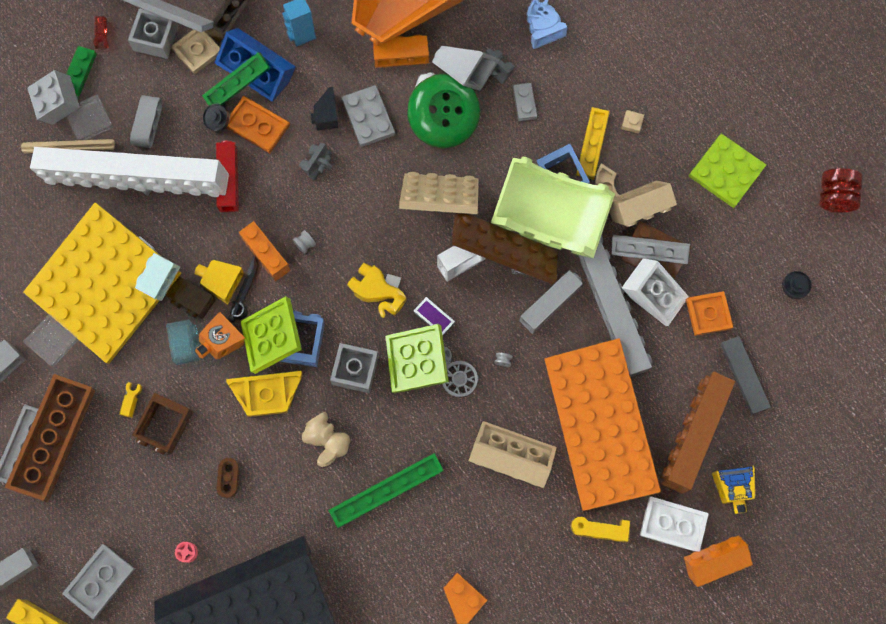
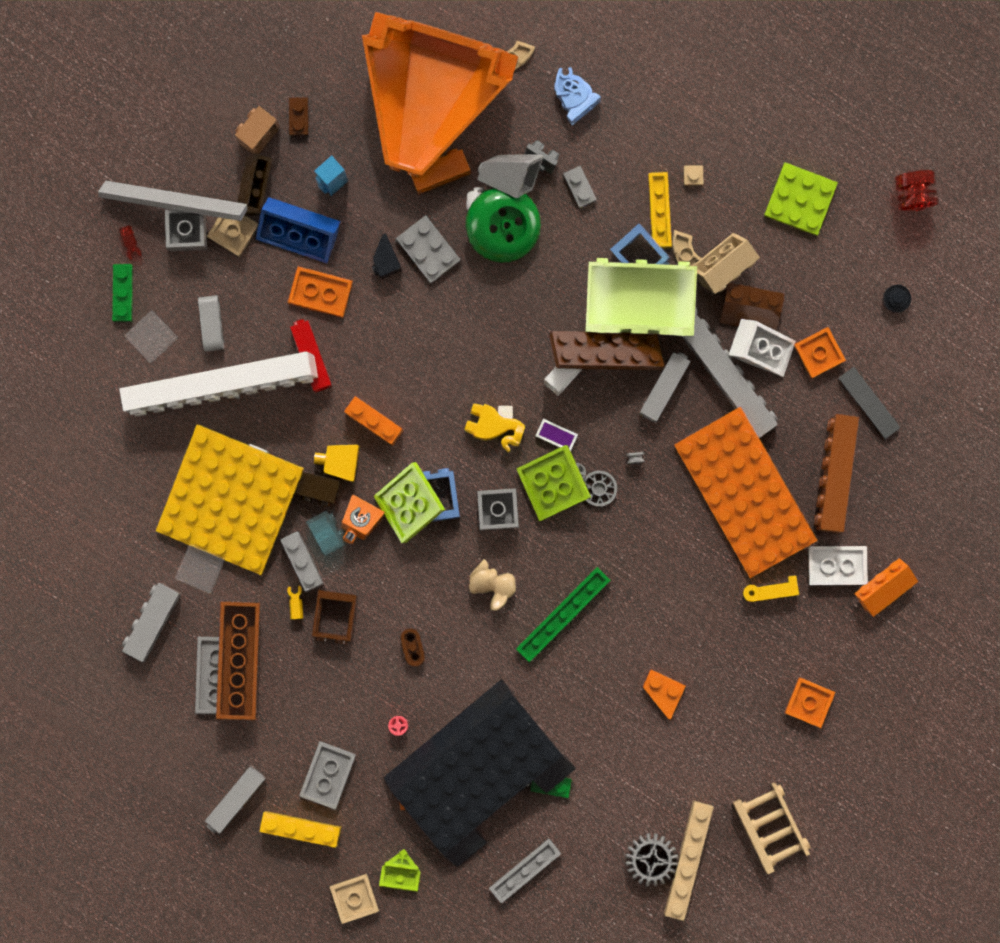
camera: 10 degrees left, 10 degrees up
(53, 97) = (112, 328): light grey brick -> none
(88, 145) = (142, 371): tan axle -> none
(149, 362) = (302, 561): none -> light grey brick
(157, 277) = (286, 481): light aqua brick -> none
(216, 117) = (279, 298): black plate -> none
(237, 80) = (288, 257): green plate -> none
(242, 293) = (365, 467): black sword -> none
(266, 393) = (420, 558): yellow wing -> none
(304, 242) = (408, 399): light grey wheel -> none
(318, 161) = (396, 313): dark grey hips -> none
(439, 193) = (527, 314): tan plate -> none
(513, 454) = (670, 545): tan slope -> none
(650, 249) = (746, 308): light grey tile -> none
(736, 486) = (886, 513): torso -> none

